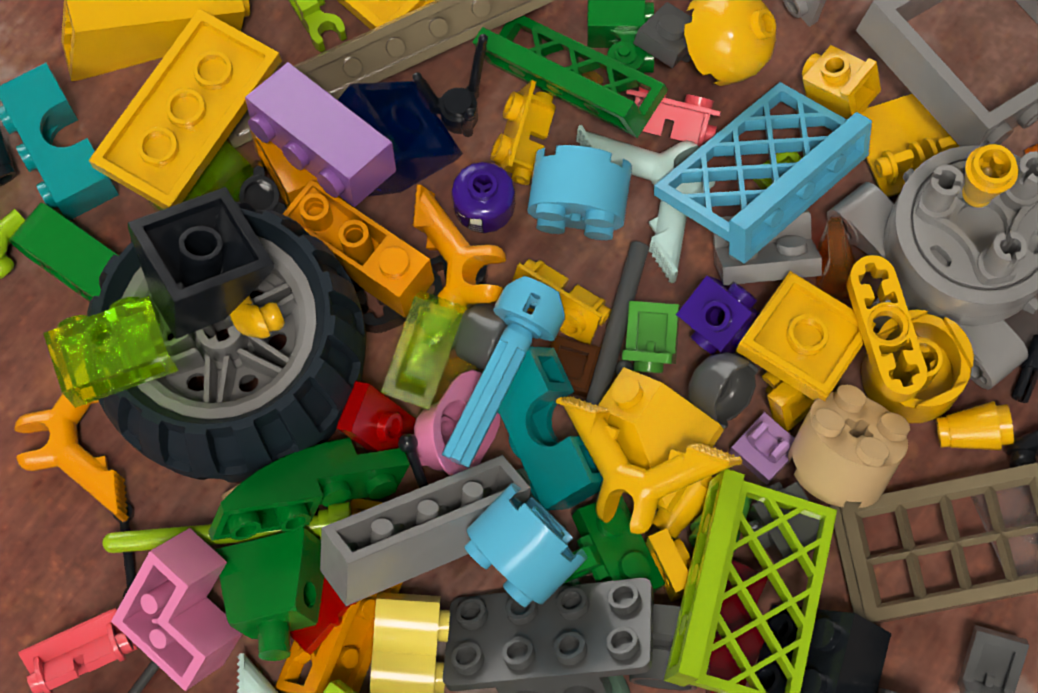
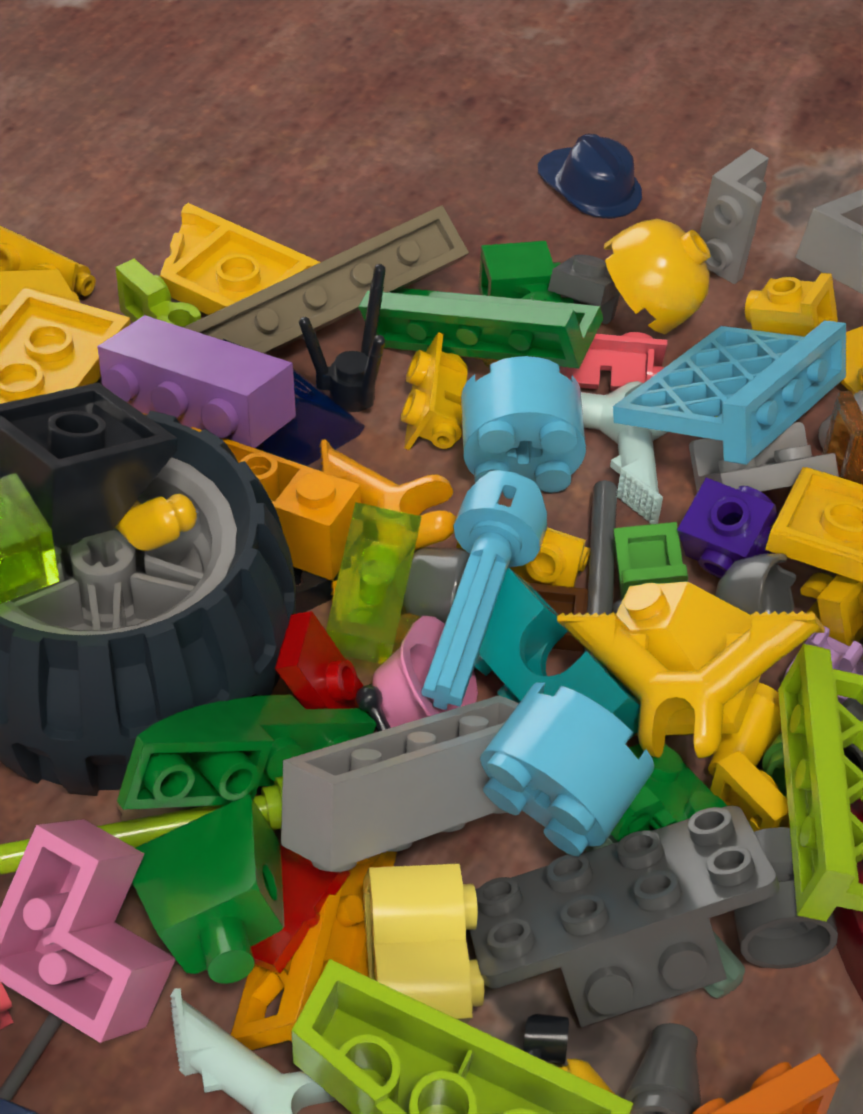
camera: 15 degrees left, 25 degrees down
(483, 197) = (405, 444): dark purple head -> none

